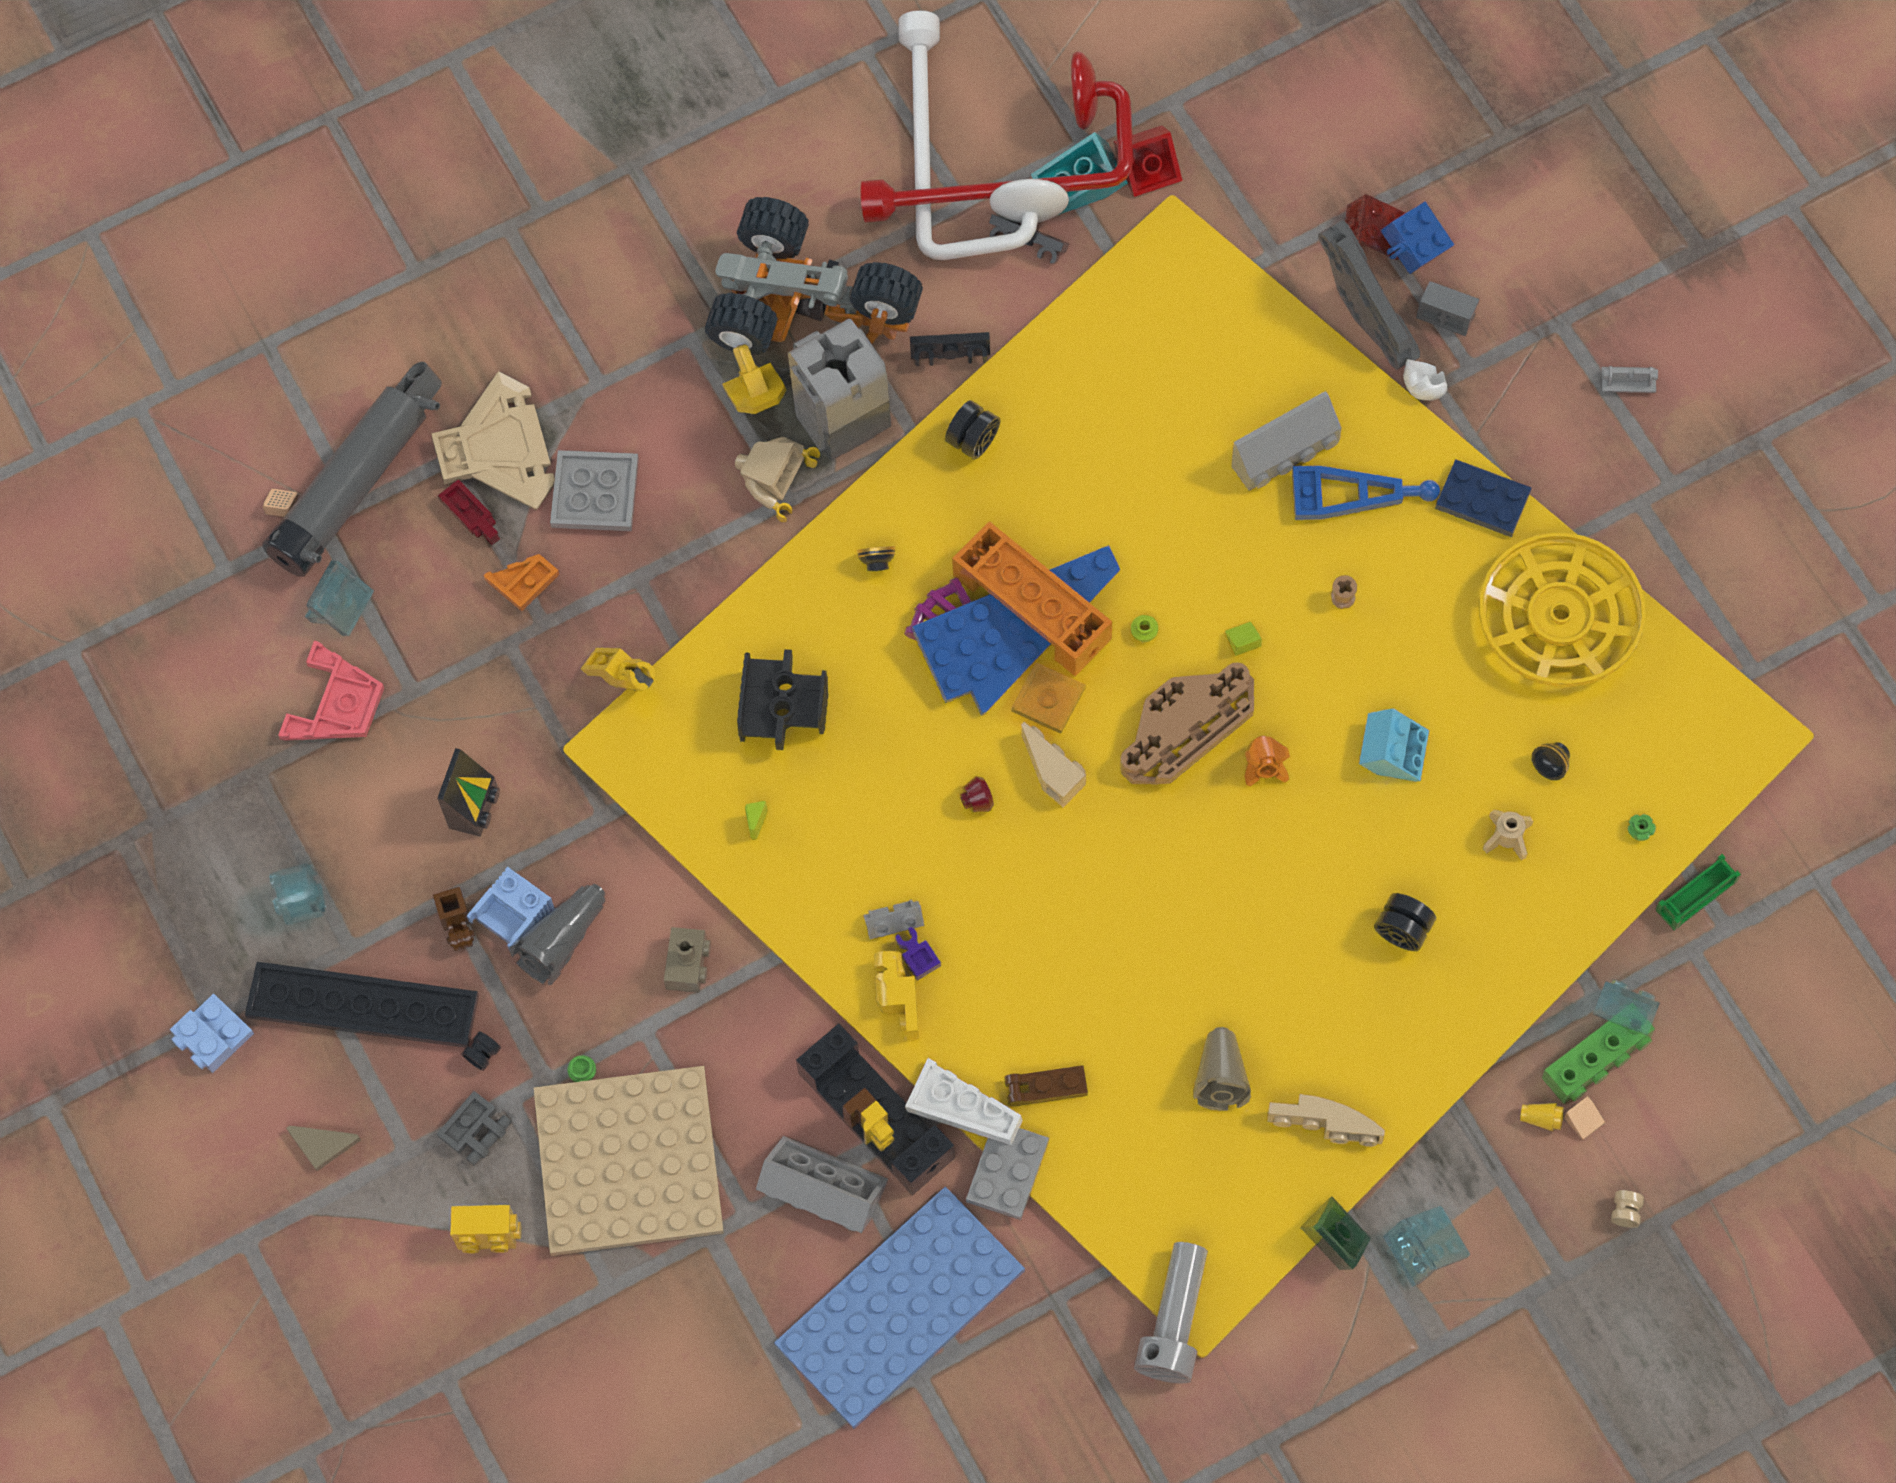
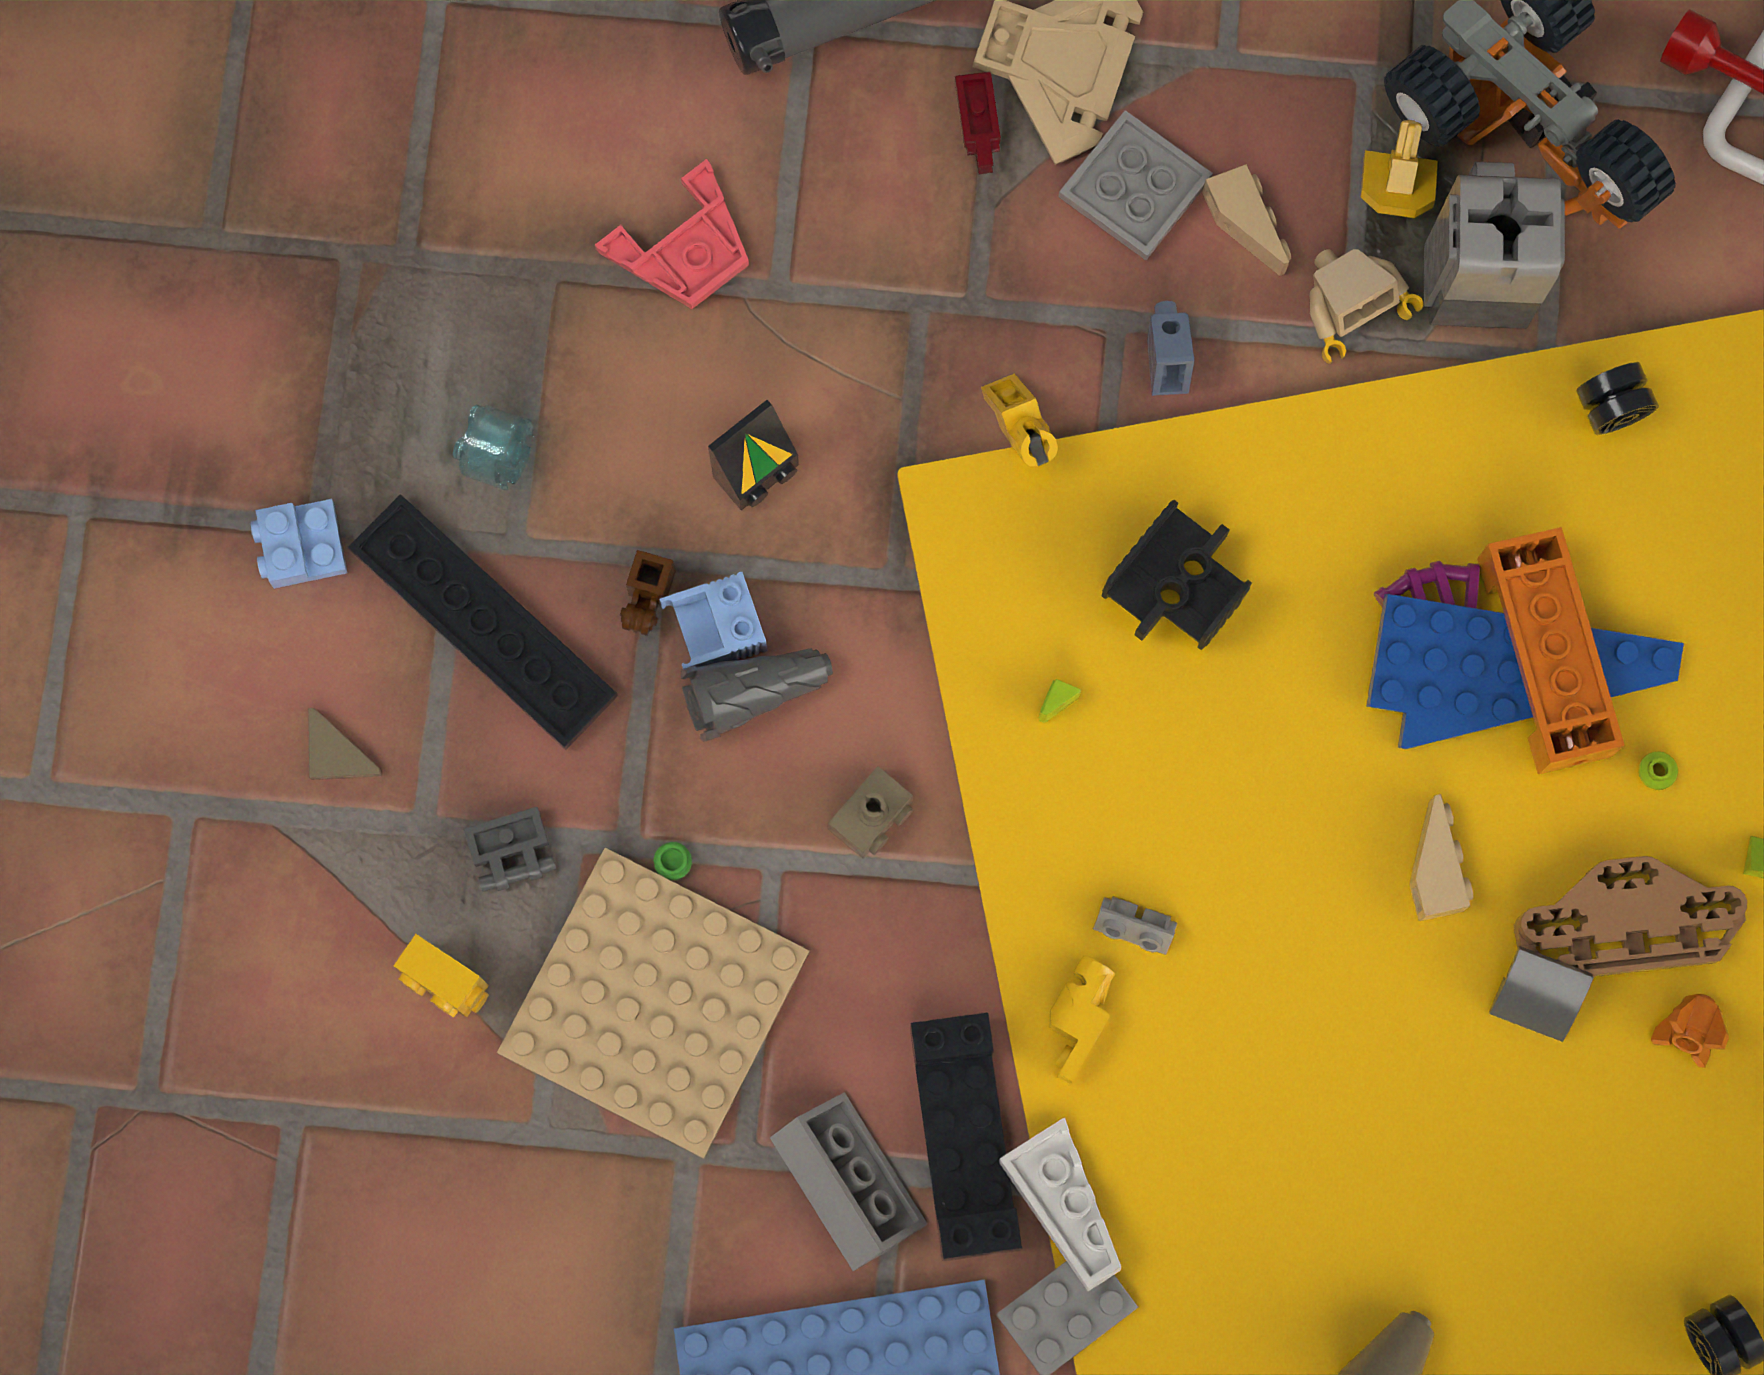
camera: 30 degrees right, 10 degrees up
(338, 599) = (764, 128): clear light blue bracket -> none
(481, 1051) = (575, 765): black wheel -> none
(523, 580) = (984, 240): orange wing -> none
(671, 466) = (1241, 213): none -> tan slope
(680, 565) = (1170, 350): none -> sand blue torso
(871, 1117) = (950, 1151): yellow hips -> none
(877, 557) = (1402, 480): black piece -> none
(919, 957) = (1134, 992): dark purple plate -> none
(950, 347) = (1659, 277): black plate -> none
(977, 795) = (1327, 844): dark red cone -> none
(1046, 1085) = (1178, 1243): reddish brown plate -> none
(1048, 697) = (1489, 780): clear yellow plate -> none
(1163, 798) = (1541, 994): none -> dark grey slope

